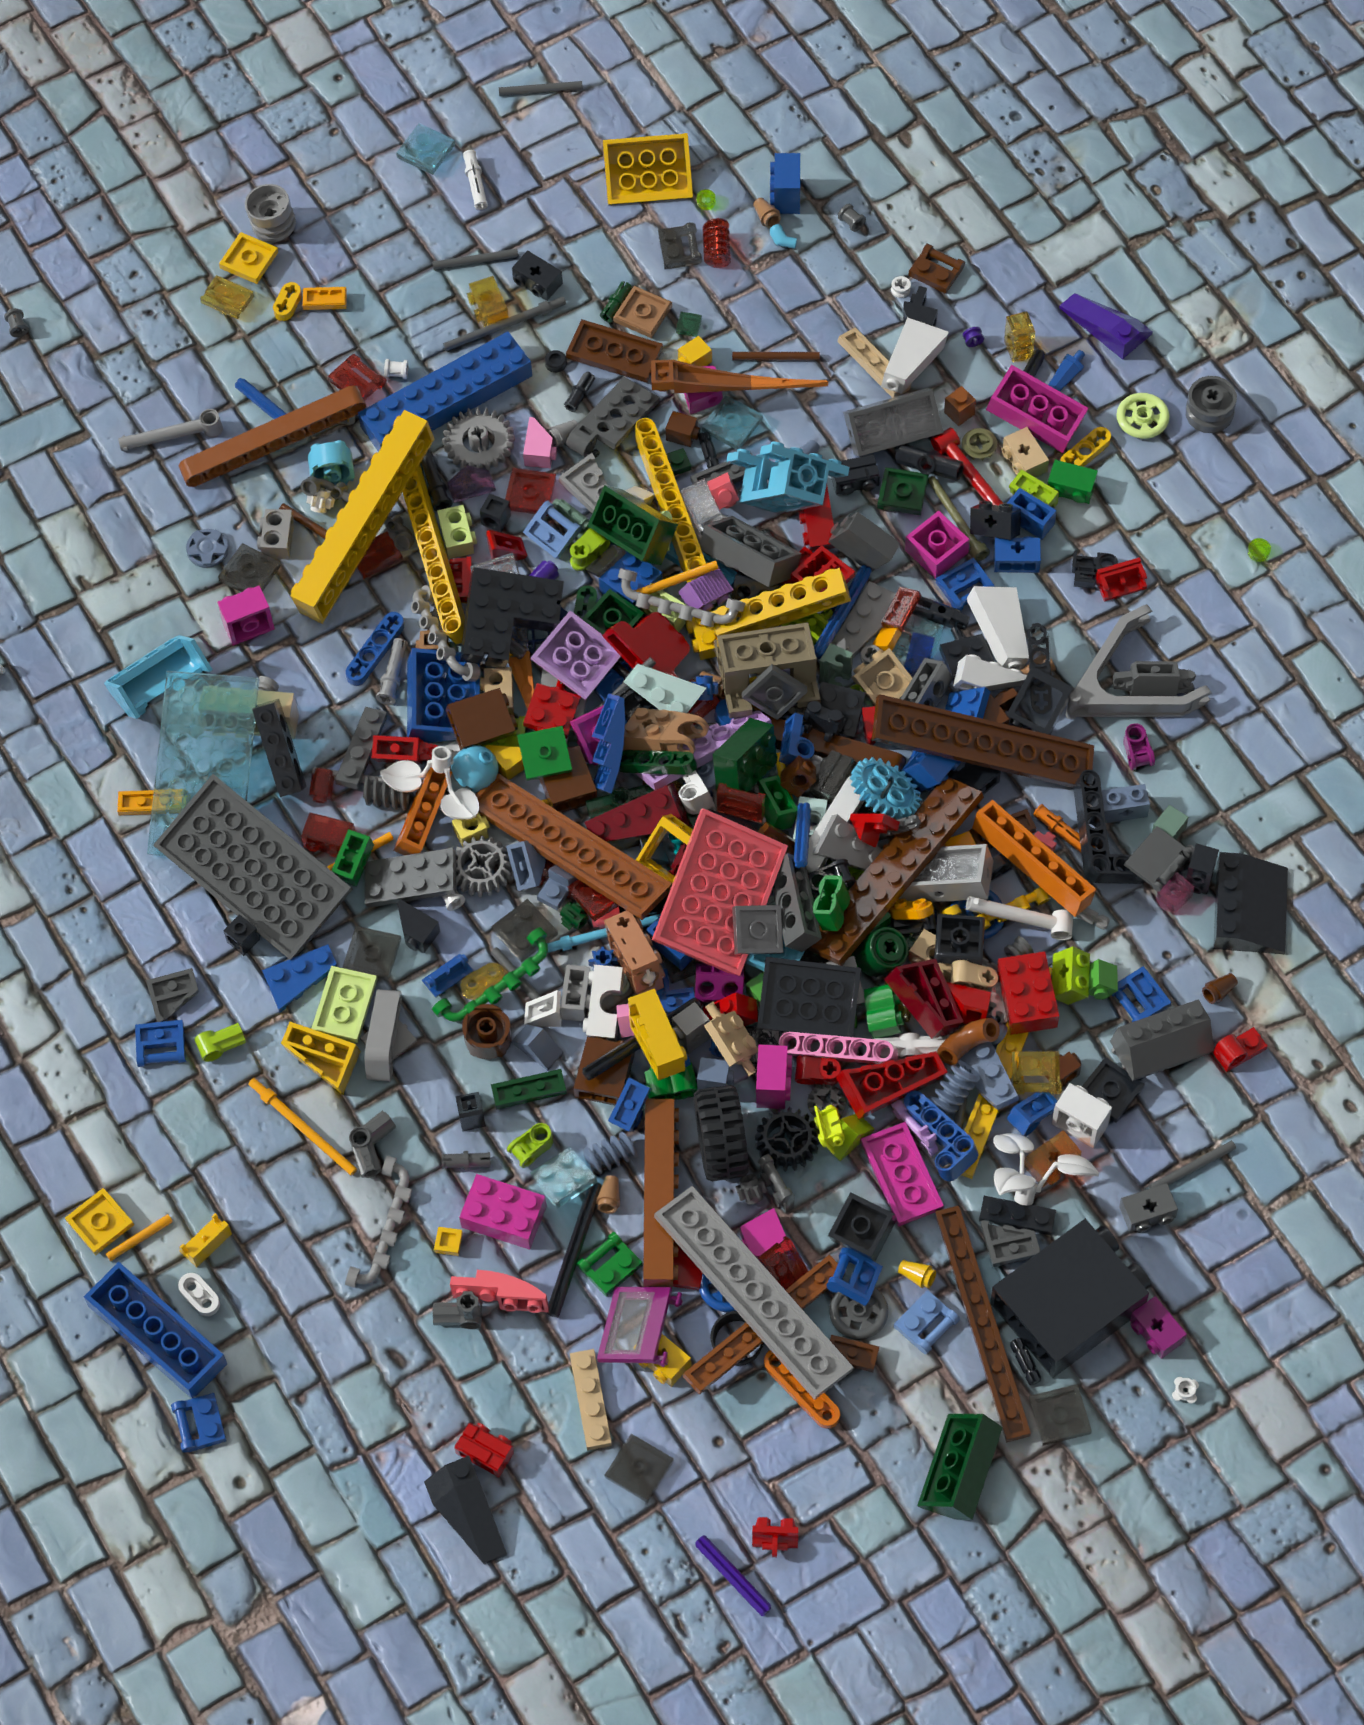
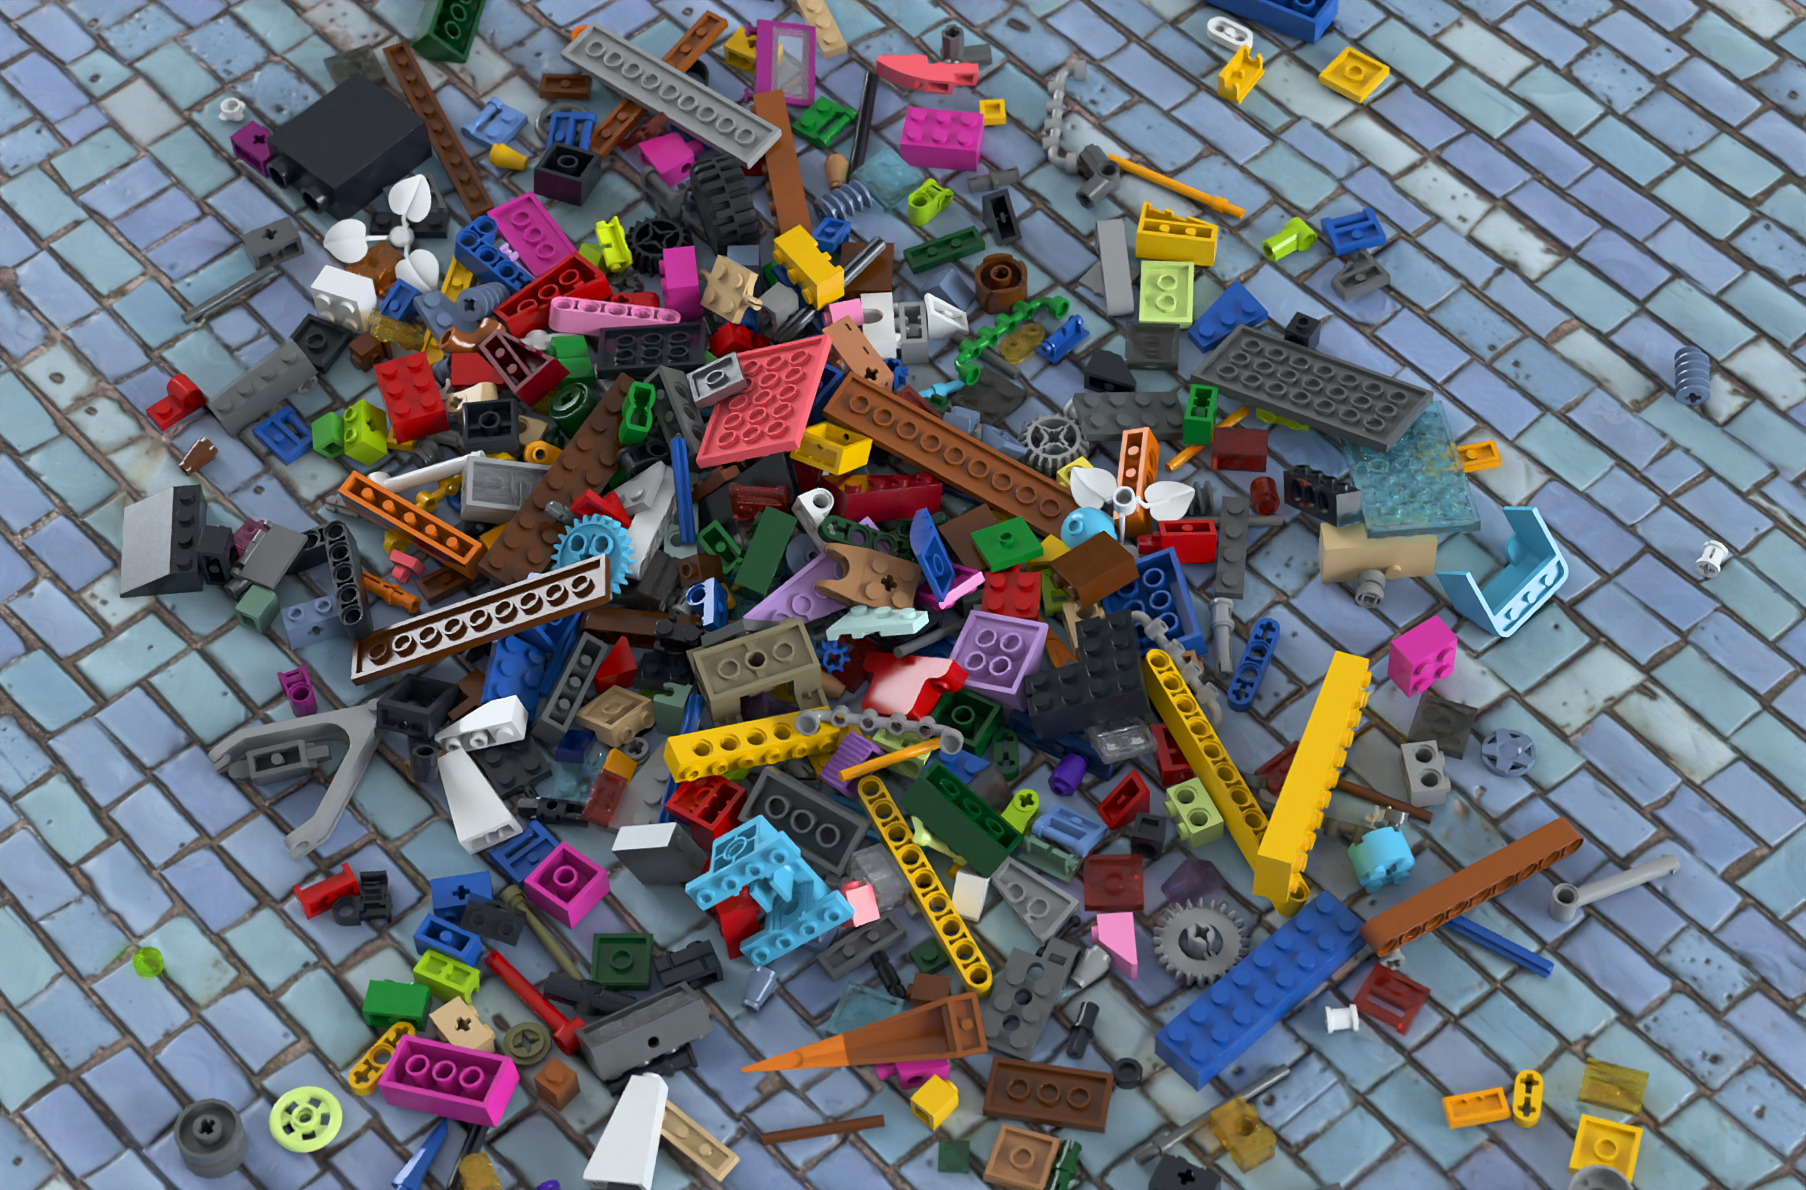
camera: 170 degrees right, 10 degrees down
(139, 1237) = (1308, 73): light orange bar -> none
(436, 488) = (1236, 867): black pin -> none

